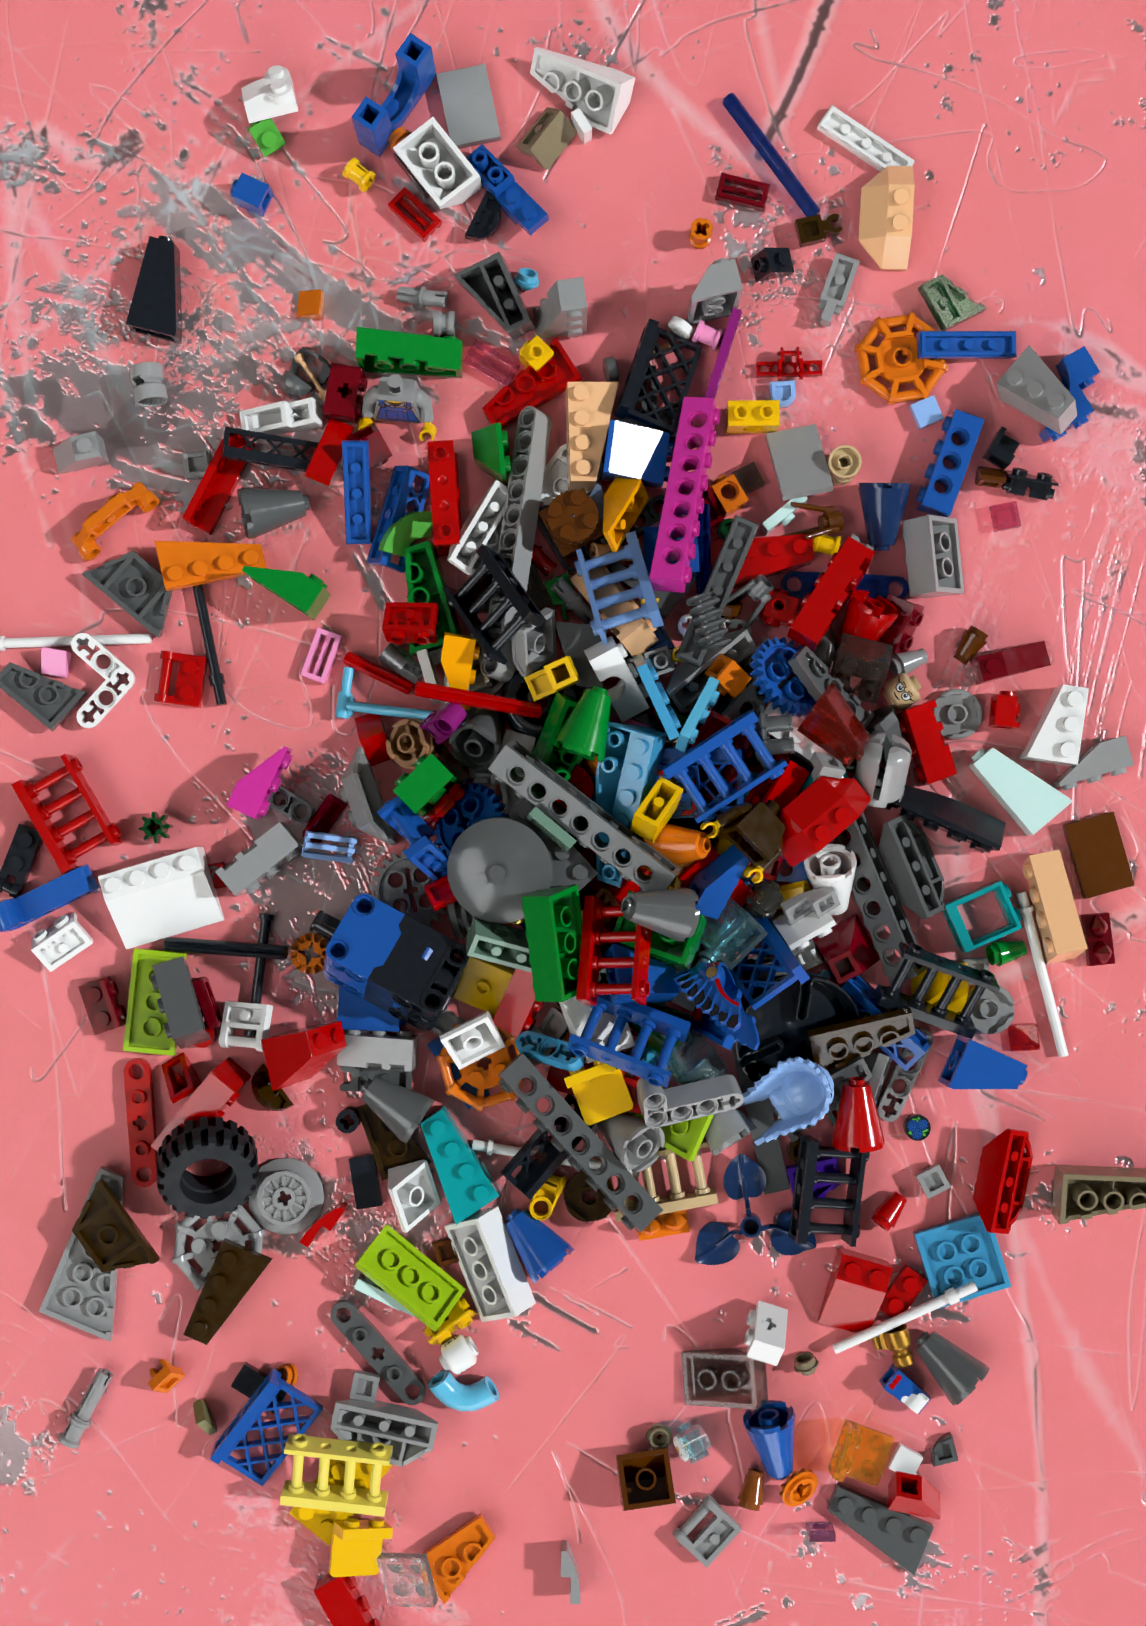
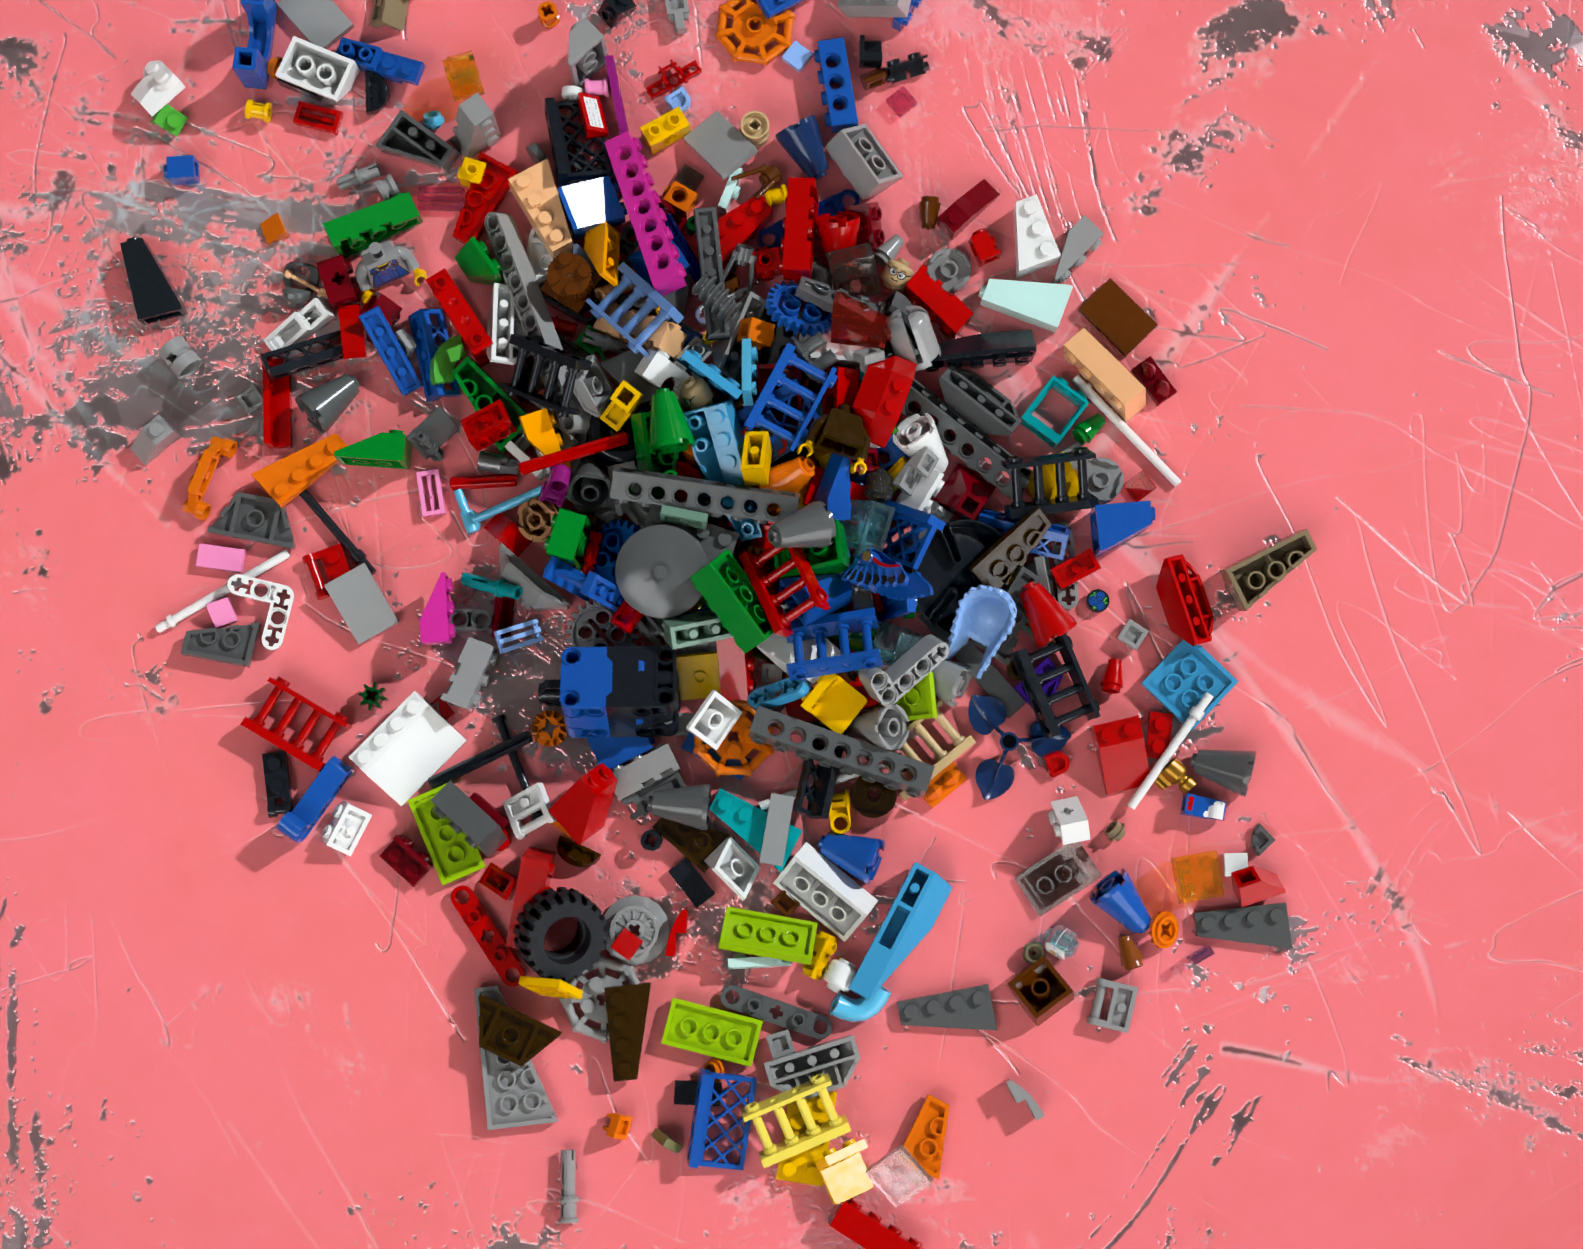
camera: 35 degrees left, 5 degrees down
(82, 607) = (221, 558): none -> bright pink tile
(176, 1219) = (550, 987): none -> yellow tile
(194, 729) = (361, 603): none -> light grey tile
(267, 1210) = (626, 944): none -> red slope
(305, 1337) = (712, 1032): none -> lime plate
(333, 790) = (497, 587): none -> teal pin
(353, 599) = (432, 434): none -> dark grey hinge
(378, 491) = (406, 341): none -> light grey plate
(474, 1183) = (776, 829): none -> light grey tile
(543, 1344) = (902, 929): none -> dark azure wedge
(549, 1445) = (952, 1009): none -> dark grey wing
(580, 250) = (463, 76): none -> clear yellow brick
(634, 707) = (696, 393): none -> tan head
(687, 362) = (592, 115): none -> slope
(785, 1264) = (1056, 763): none -> red tile
(913, 1086) = (1075, 569): none -> red plate

